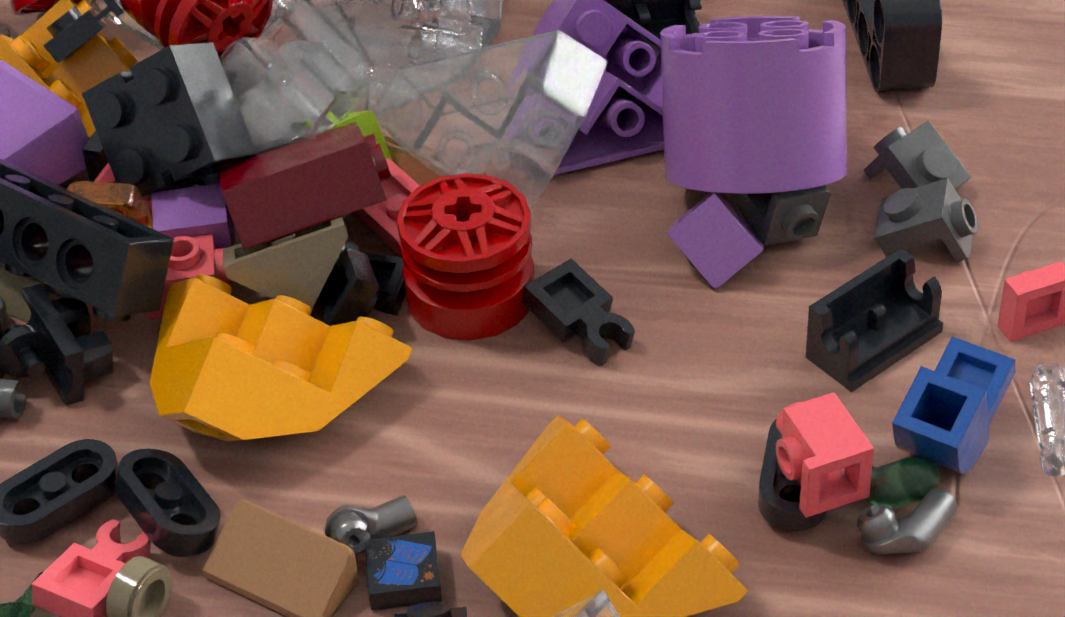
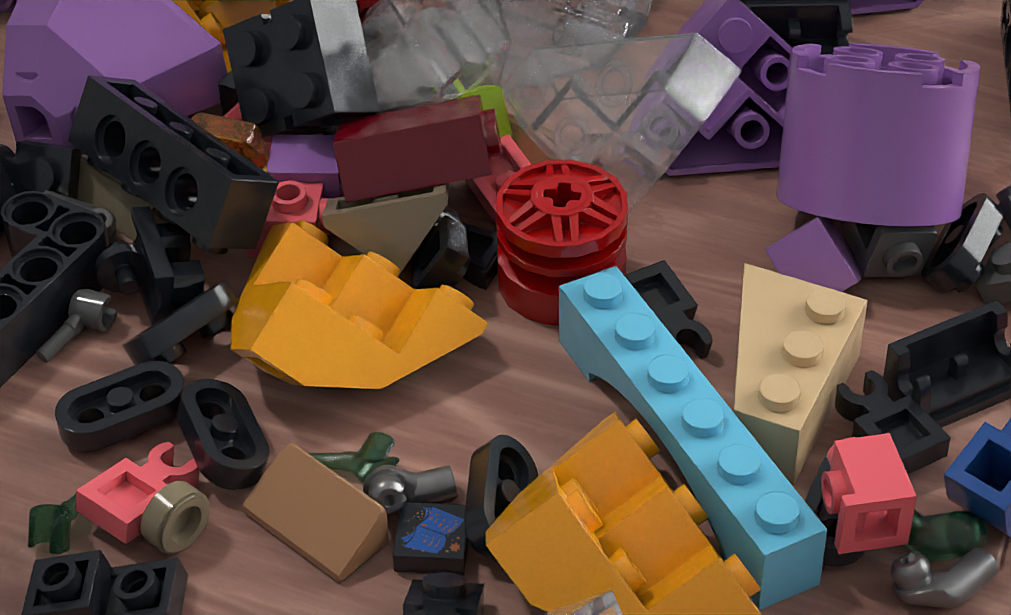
camera: 10 degrees right, 0 degrees up
(119, 383) = (203, 313): none -> black plate
(319, 505) = (369, 457): none -> clear green hand
(455, 499) = (495, 478): none -> black plate
(713, 484) = (738, 485): none -> medium azure arch
(714, 344) = (790, 358): none -> tan wedge
(812, 378) = (911, 428): none -> black plate
(854, 201) = (962, 245): none -> black plate

